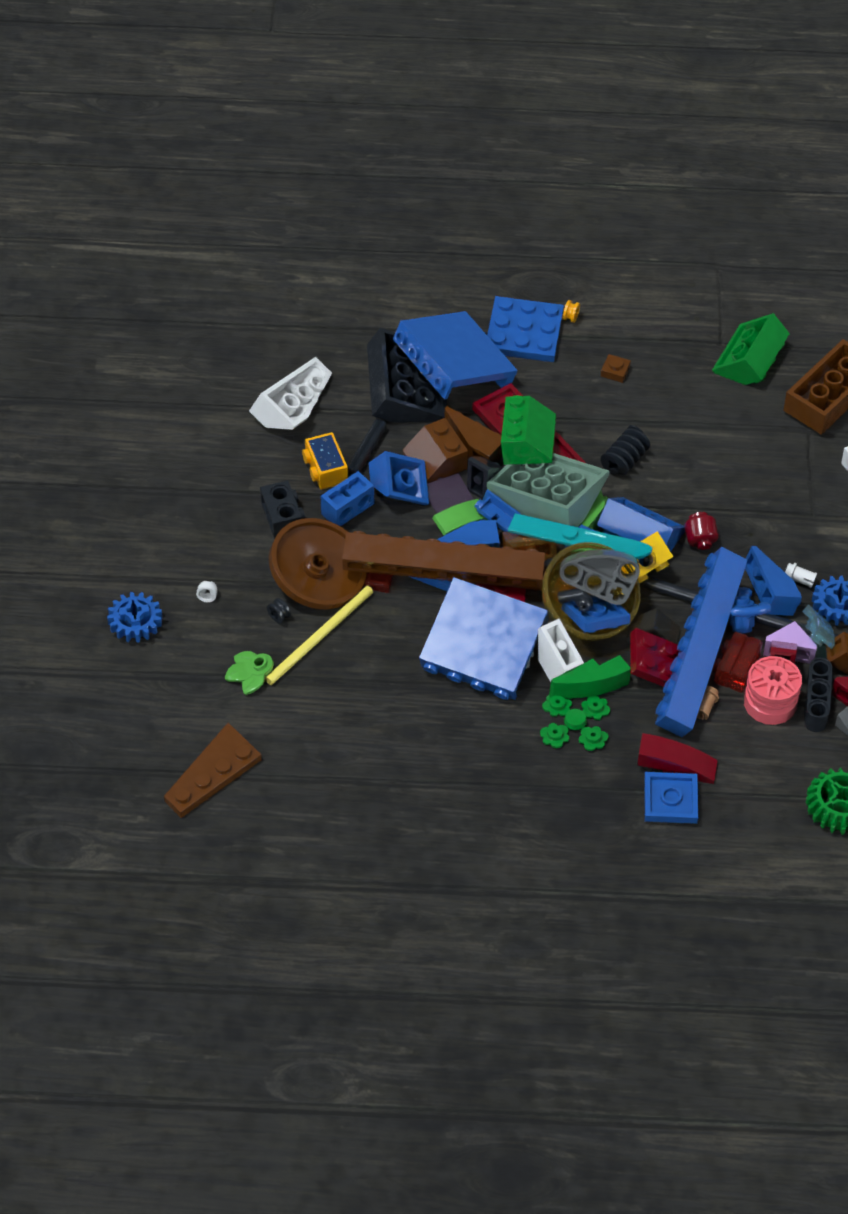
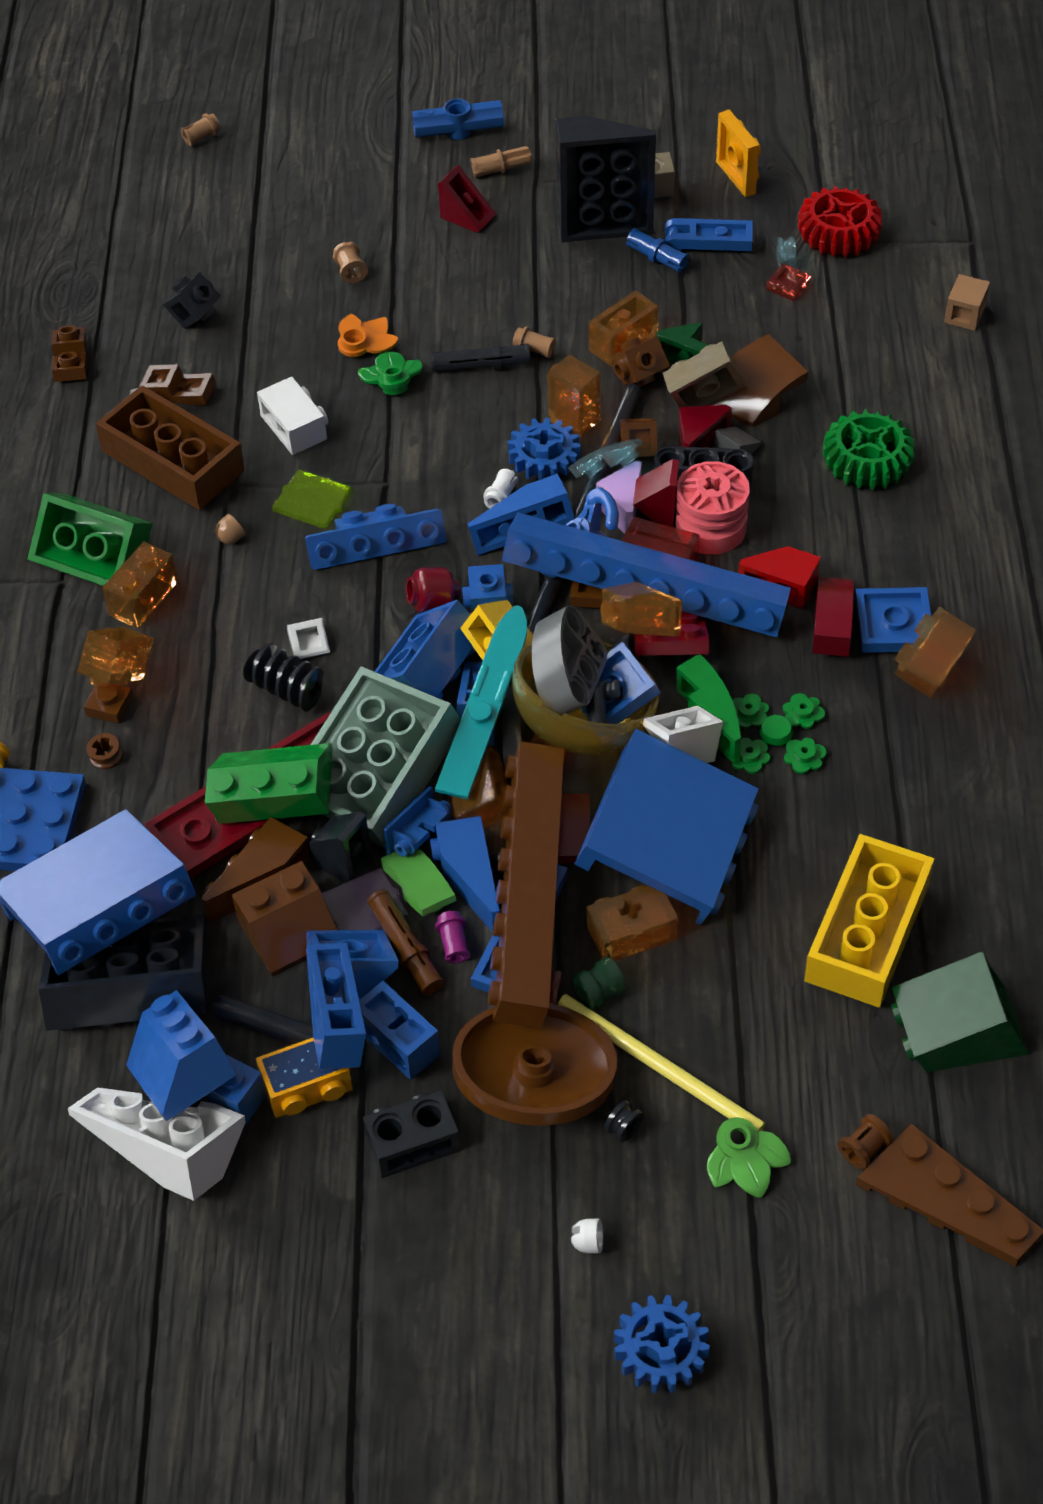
camera: 90 degrees left, 0 degrees up
(250, 728) = (865, 1141): none -> reddish brown bush
(315, 424) = (242, 1092): none -> blue brick
(331, 788) = (958, 1016): none -> slope
(335, 395) = (176, 1056): none -> blue slope
(348, 457) = (334, 1006): none -> blue slope
(377, 605) = (599, 983): none -> clear green wheel
(406, 743) = (869, 920): none -> yellow brick
(407, 514) = (412, 953): none -> reddish brown pin
(417, 619) = (631, 922): none -> clear orange brick
(421, 533) = (451, 928): none -> magenta pin
(579, 371) = (100, 742): none -> reddish brown bush
(630, 808) = (934, 652): none -> clear orange brick
(638, 359) = (114, 656): none -> clear orange brick
(659, 624) = (641, 610): none -> clear orange slope
(666, 468) = (308, 638): none -> white slope
(692, 557) = (480, 593): none -> blue brick
(708, 376) = (140, 584): none -> clear orange brick
(713, 733) = (787, 568): none -> red slope
(757, 501) = (374, 535): none -> blue bracket
(762, 425) = (229, 530): none -> medium nougat hinge
(796, 472) = (311, 498): none -> clear neon green piece

